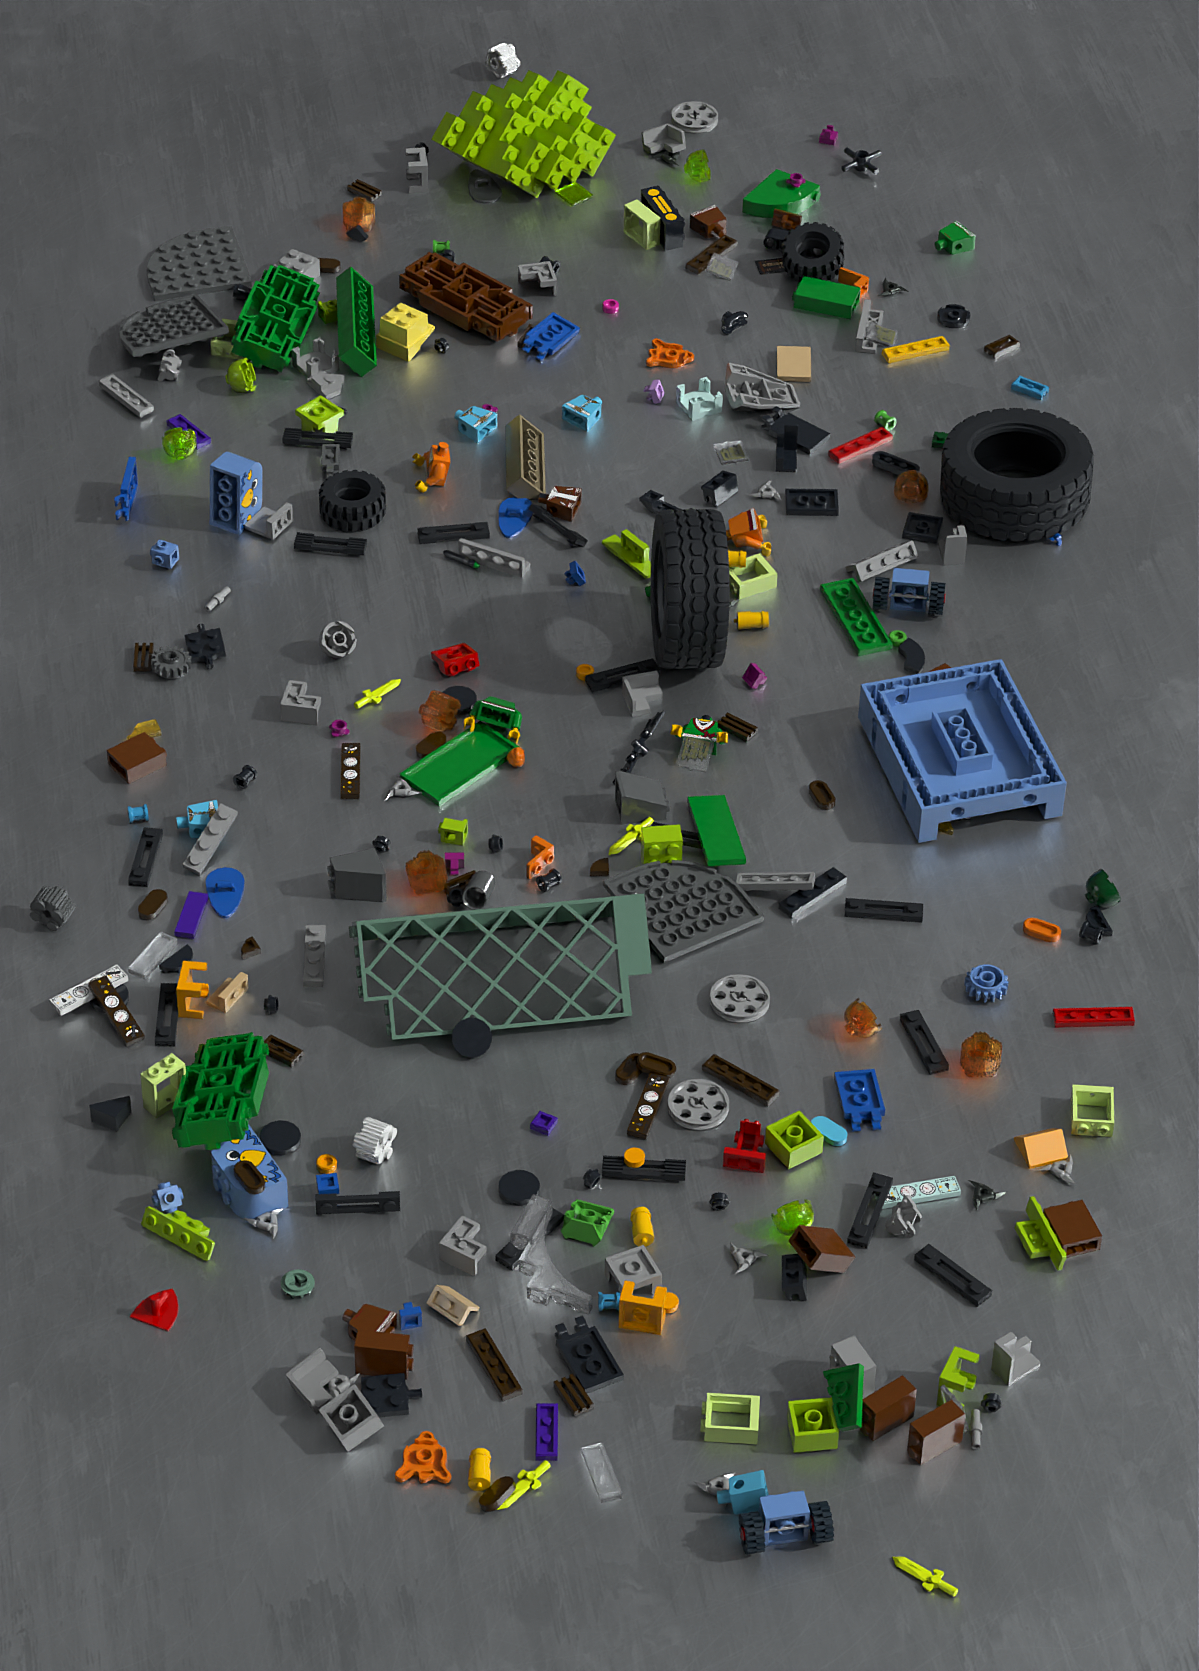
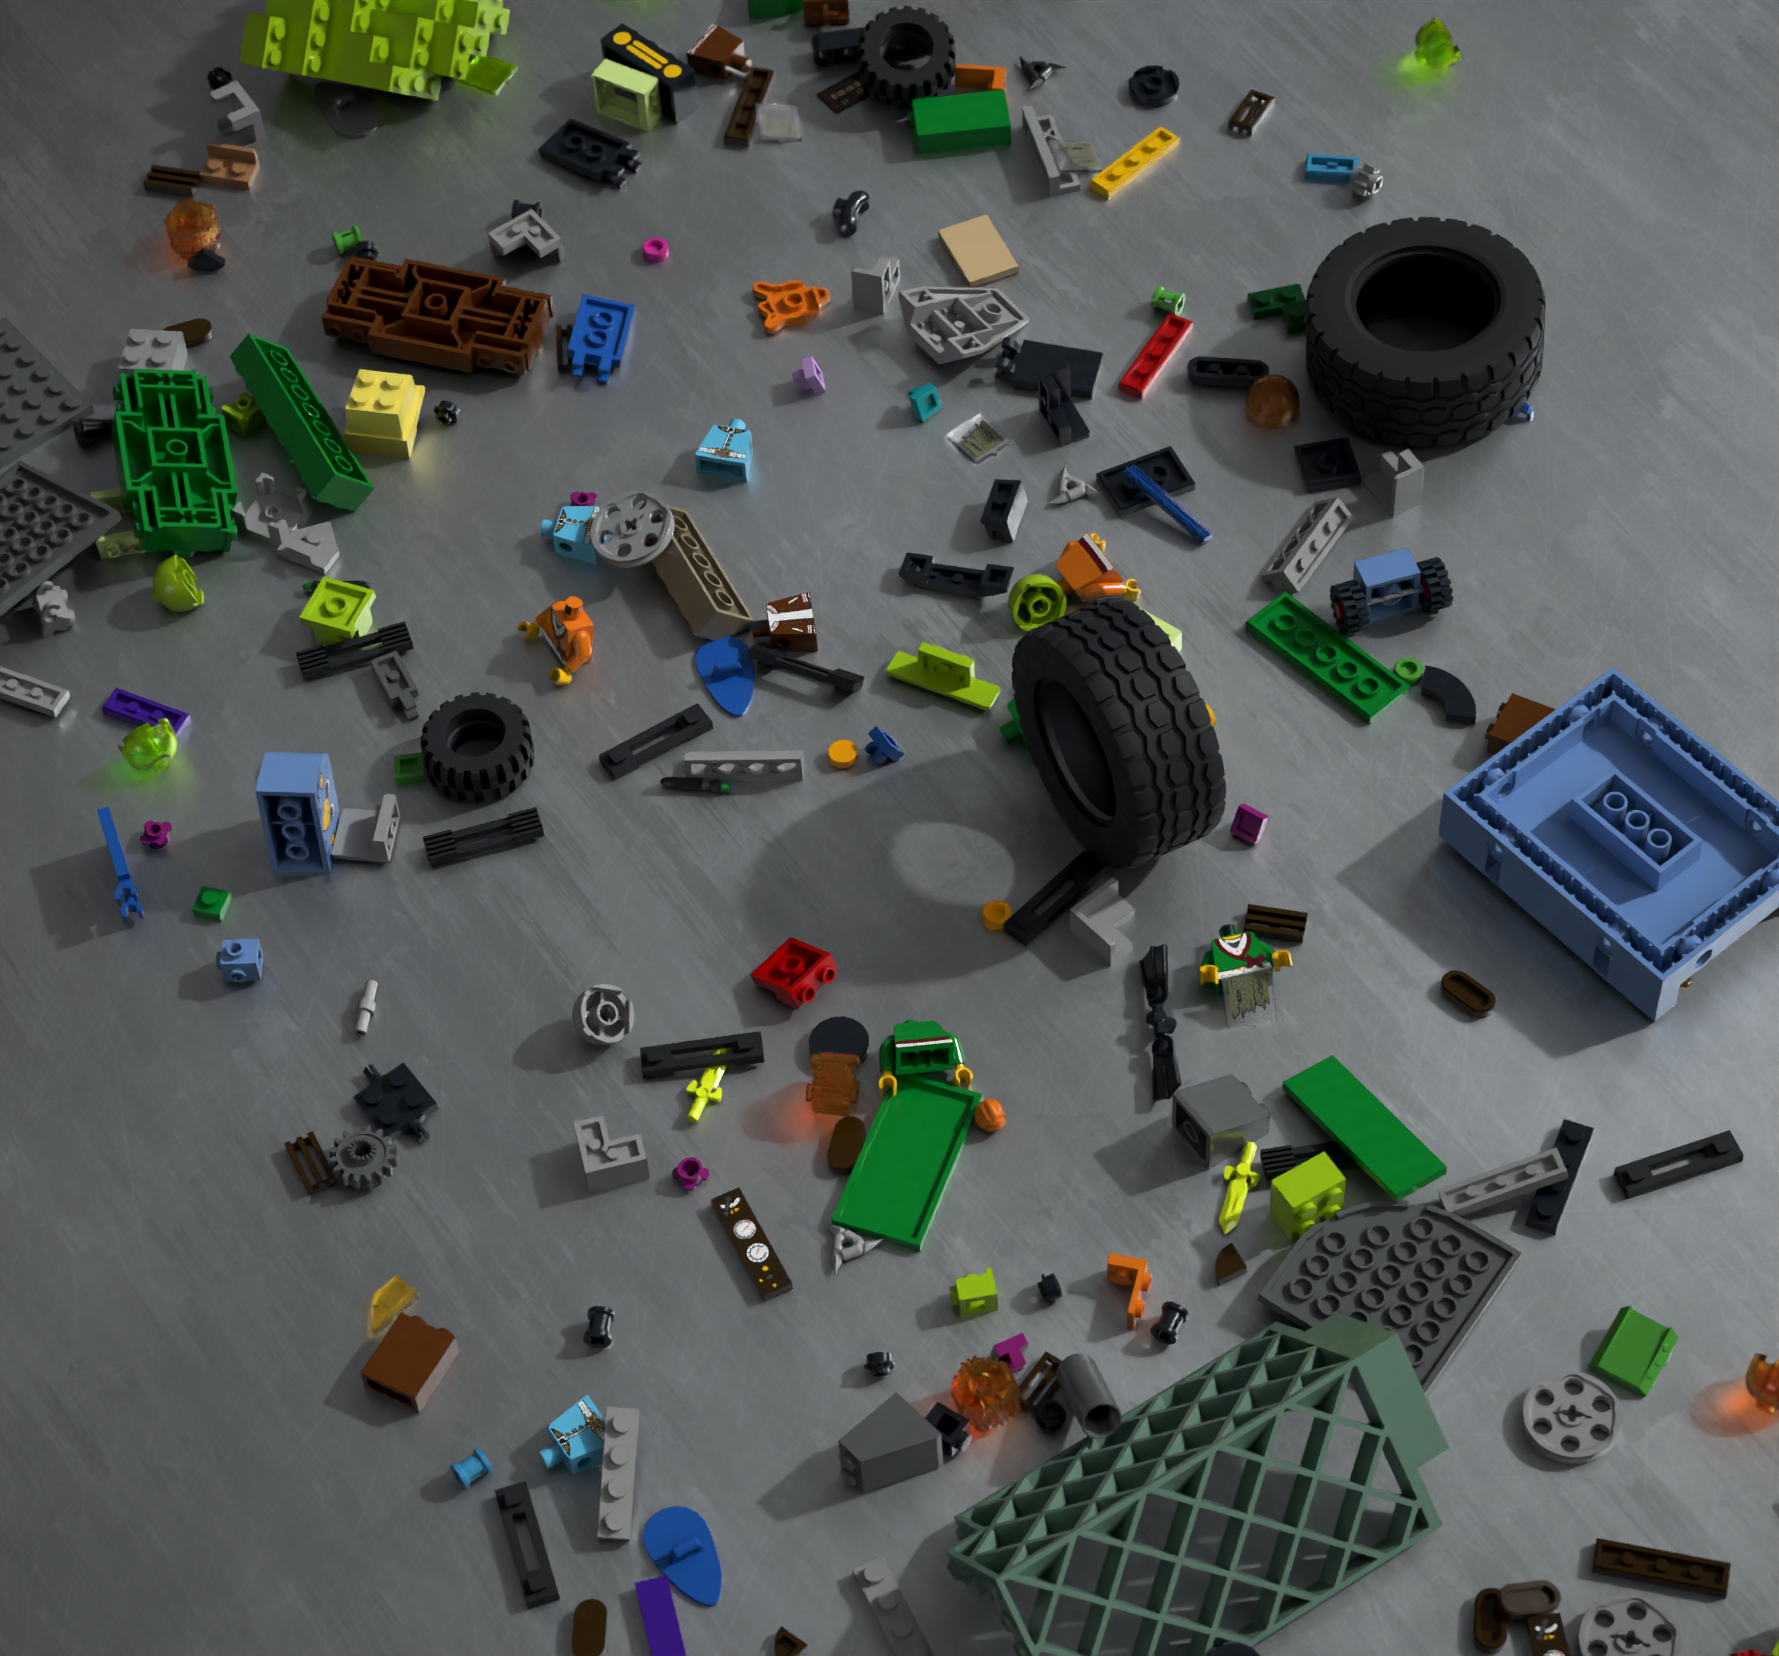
camera: 20 degrees left, 10 degrees up
(158, 486) = (159, 839): none -> magenta plate
(167, 527) = (212, 903): none -> green plate
(310, 501) = (409, 768): none -> bright green tile
(358, 674) = (658, 1062): none -> black container
(398, 886) = (953, 1424): none -> black brick
(400, 192) = (230, 165): none -> medium nougat bracket
(501, 425) = (637, 519): none -> light grey wedge
(551, 571) = (842, 754): none -> light orange tile
(605, 248) = (591, 152): none -> black tile
(699, 402) = (883, 369): light aqua panel -> none
(711, 423) = (924, 401): none -> teal tile
(719, 356) = (875, 286): none -> light grey panel
(795, 981) = (1634, 1351): none -> bright green slope
(814, 514) = (1167, 504): none -> blue axle
(1043, 397) = (1366, 180): none -> light grey gear
(1132, 345) = (1435, 46): none -> clear neon green cylinder

